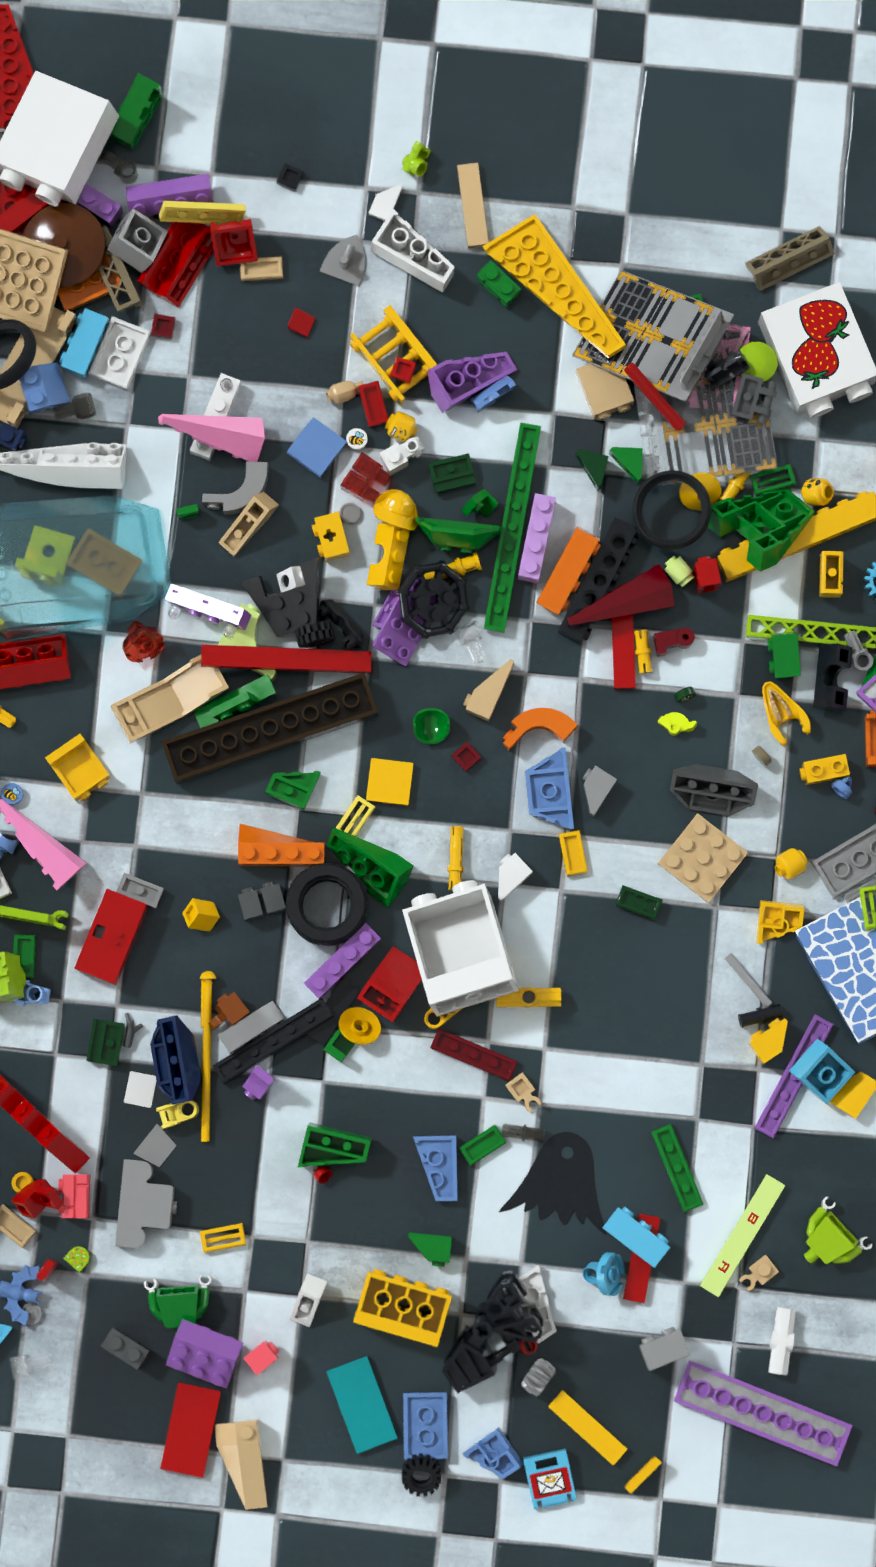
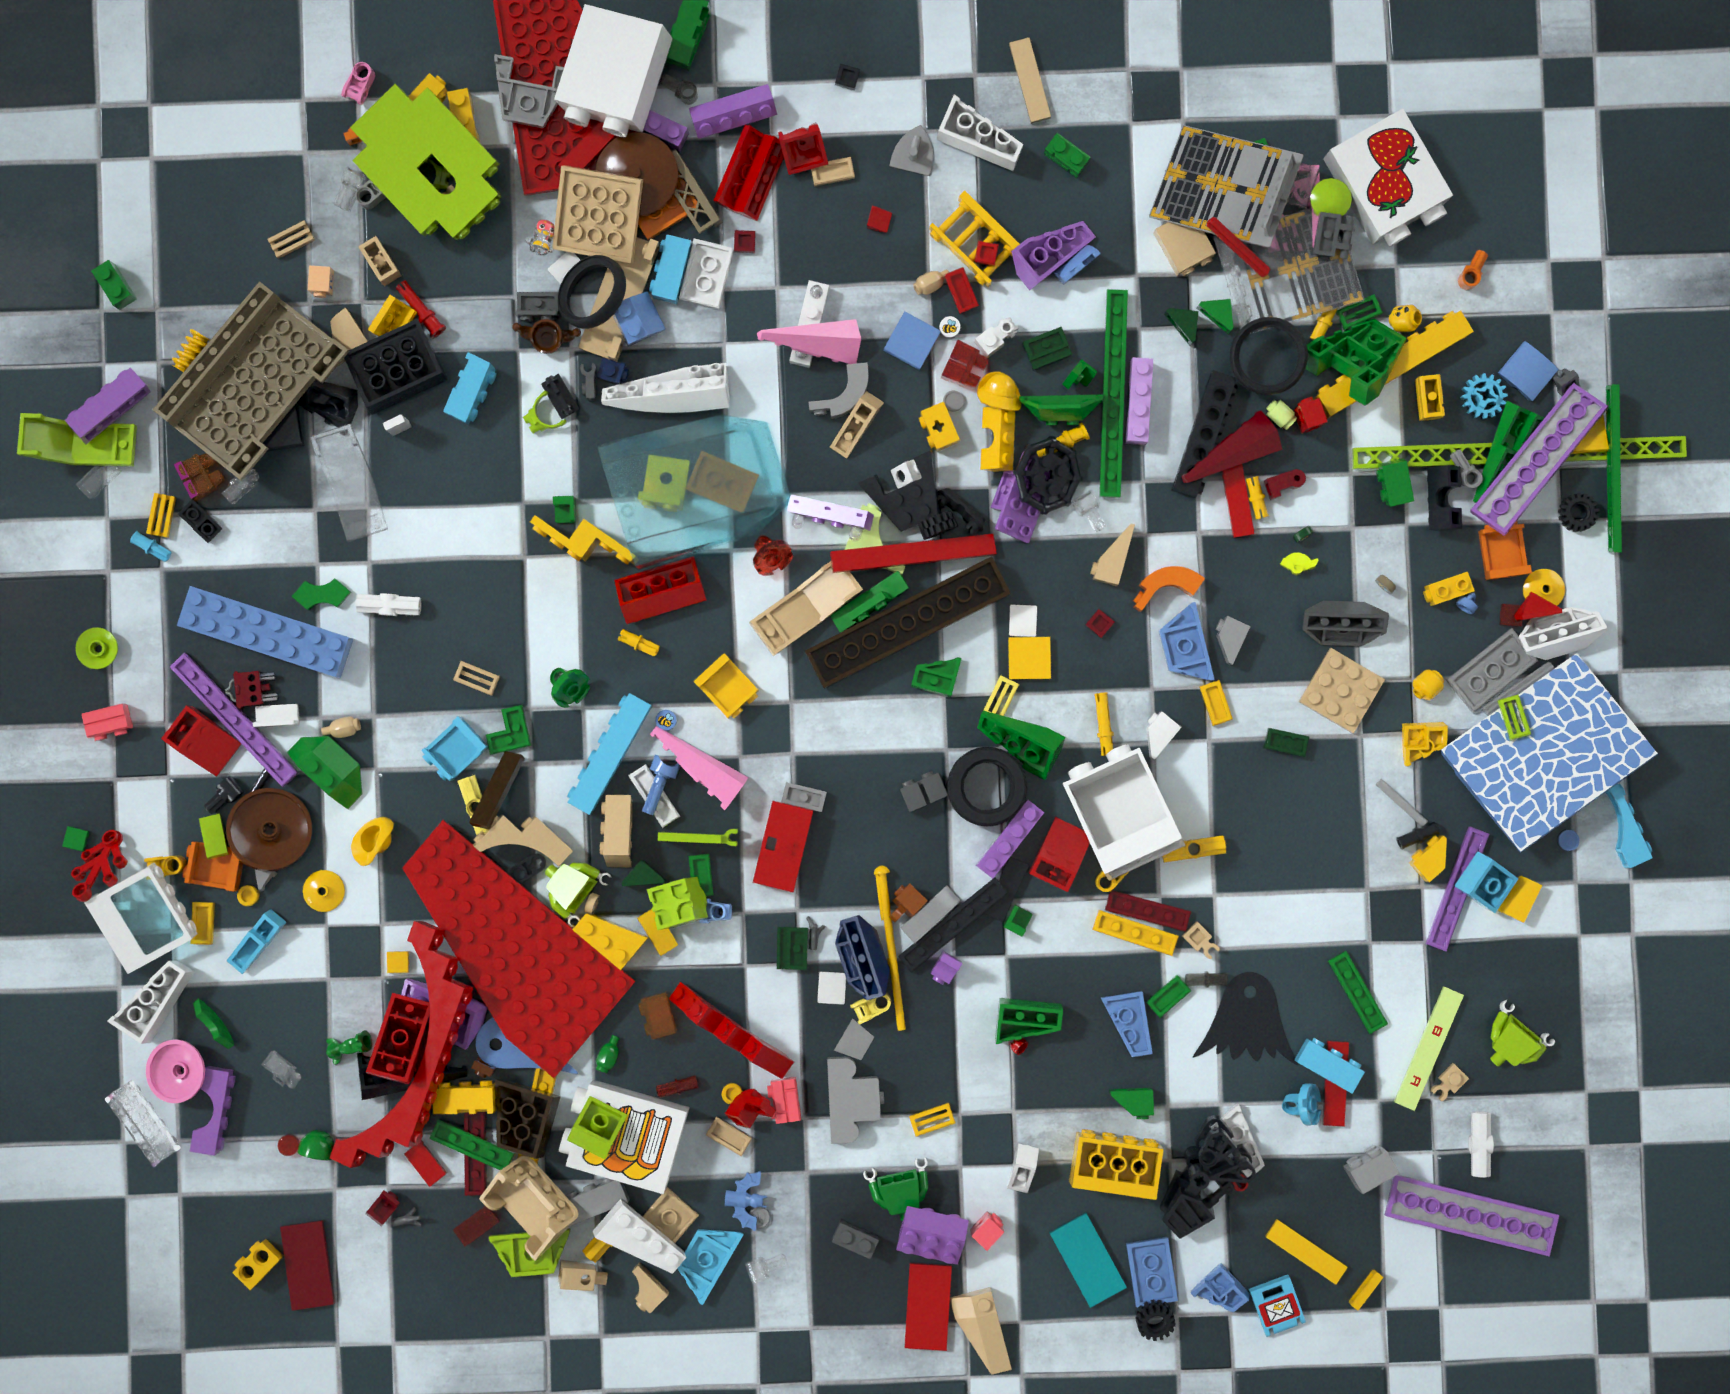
camera: 10 degrees left, 5 degrees up
(47, 1270) = (769, 1175): red tile -> none
(78, 1258) = (796, 1158): lime tile -> none
(81, 406) = (677, 332): clear smoke axle -> none
(137, 240) = (708, 160): light grey brick -> none
(188, 512) = (796, 421): green tile -> none
(201, 212) = (767, 123): light yellow plate -> none
(201, 915) = (866, 812): yellow panel -> none
(270, 848) = (926, 738): orange wedge -> none
(360, 1019) = (1037, 892): yellow dish -> none
(385, 202) = (944, 89): white tile -> none
(389, 743) = (1023, 620): none -> white sticker
(401, 426) = (992, 309): yellow head -> none
(414, 162) = (968, 46): lime plate -> none
(431, 725) = (1063, 598): green helmet -> none
(458, 1075) = (1135, 932): none -> yellow tile
(538, 1377) = (1254, 1212): light grey gear -> none
(542, 268) = (1107, 133): yellow wing -> none
(568, 569) = (1175, 428): orange wedge -> none
(691, 499) = (1284, 341): yellow dish -> none
(726, 370) = (1303, 210): black hinge -> none
(781, 709) = (1397, 535): yellow animal -> none
(792, 260) = (1350, 92): dark tan fence -> none

